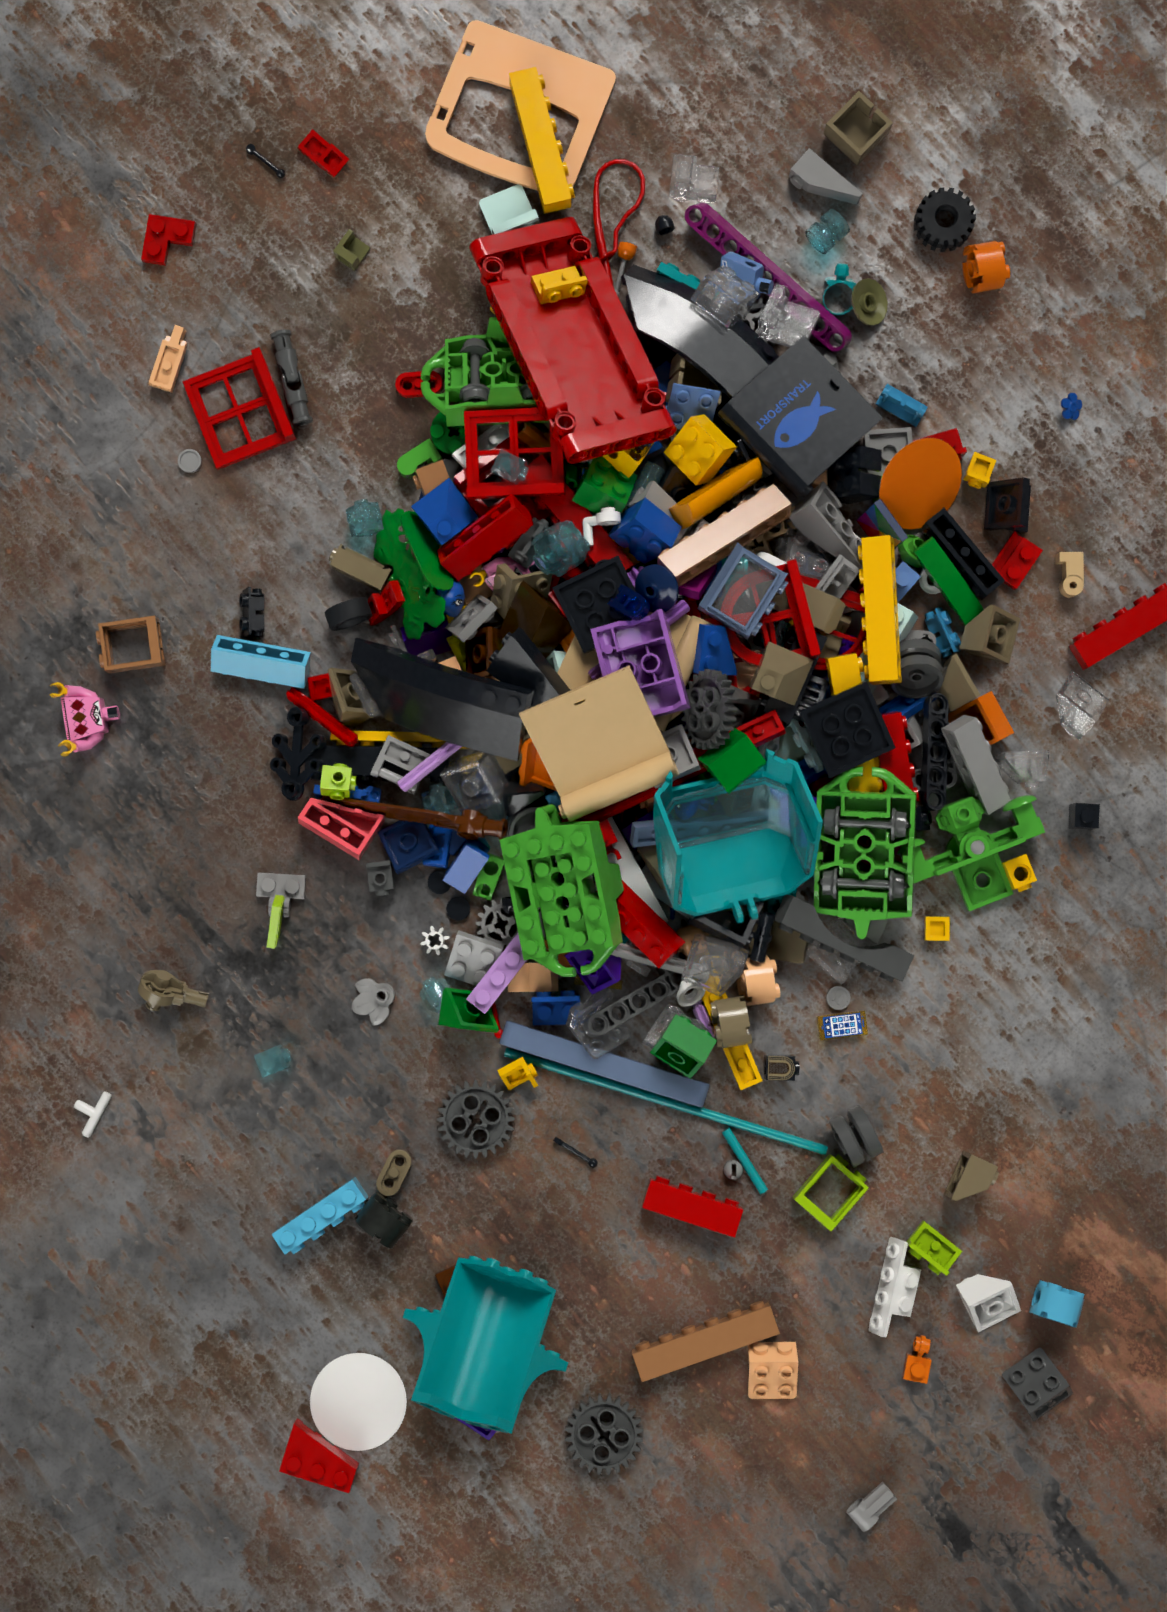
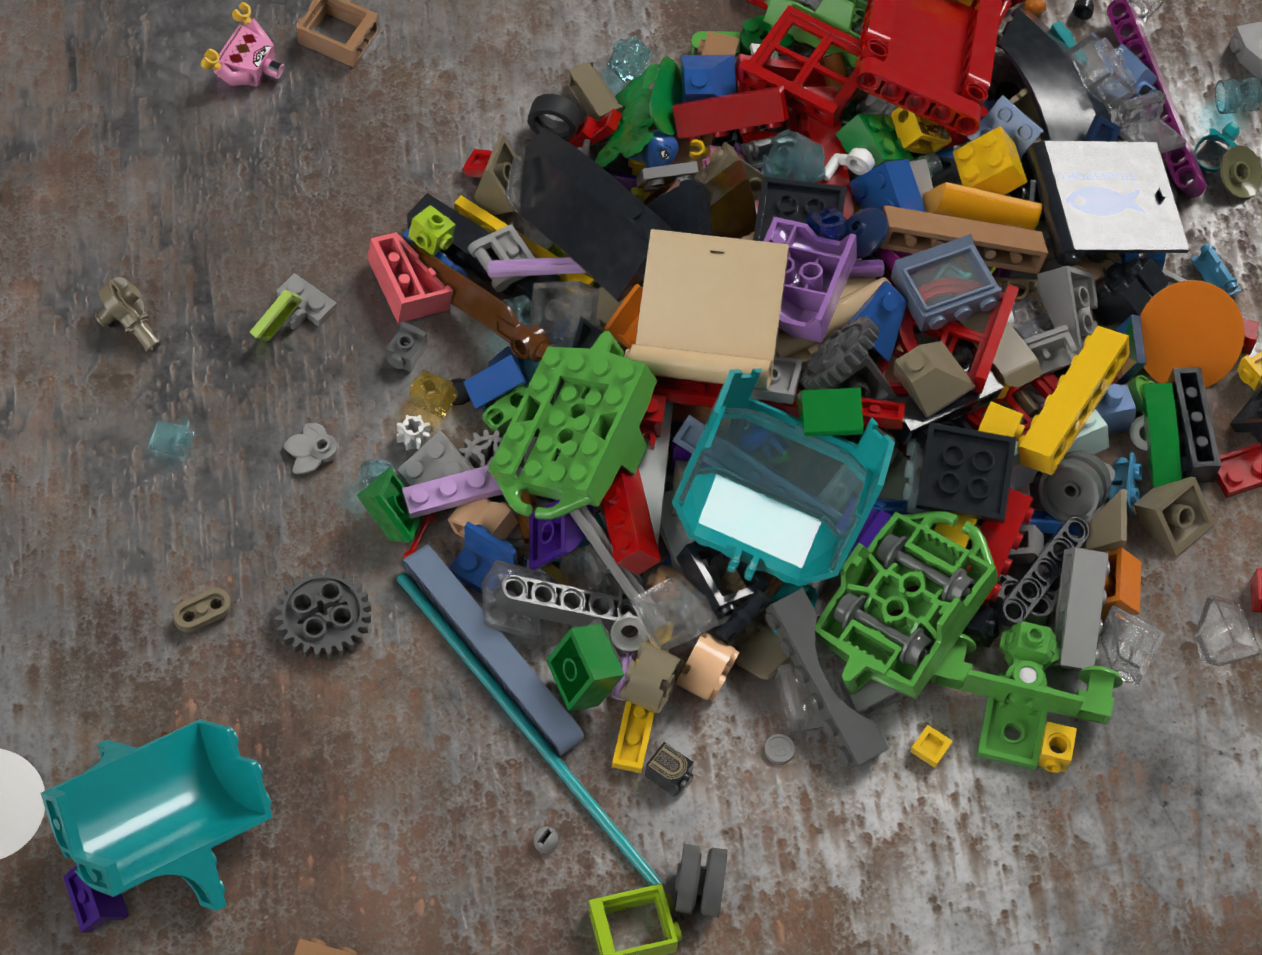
camera: 30 degrees right, 25 degrees down
(251, 603) = (473, 63): black hinge -> none
(260, 661) = (441, 107): medium azure brick -> none
(296, 757) = (387, 218): black plant -> none
(320, 1215) = (97, 597): medium azure brick -> none
(322, 717) = (462, 181): red axle -> none
(382, 1220) = (156, 638): pearl dark grey brick -> none
(408, 844) = (455, 335): dark blue tile -> none
(436, 902) = (438, 402): none -> clear yellow brick
(442, 838) = (478, 356): blue plate -> none
(458, 908) = (458, 425): black piece -> none
(510, 467) = (797, 68): clear light blue bracket -> none
(518, 1073) = (397, 599): yellow bracket -> none
(592, 1162) = (406, 736): black hinge -> none
(692, 1207) = (476, 839): red brick -> none
(744, 1160) = (564, 844): teal bar -> none
(761, 358) = (1102, 130): none -> dark blue plate
(842, 1025) = (764, 775): tile -> none
(1084, 816) = (1163, 737): black brick -> none

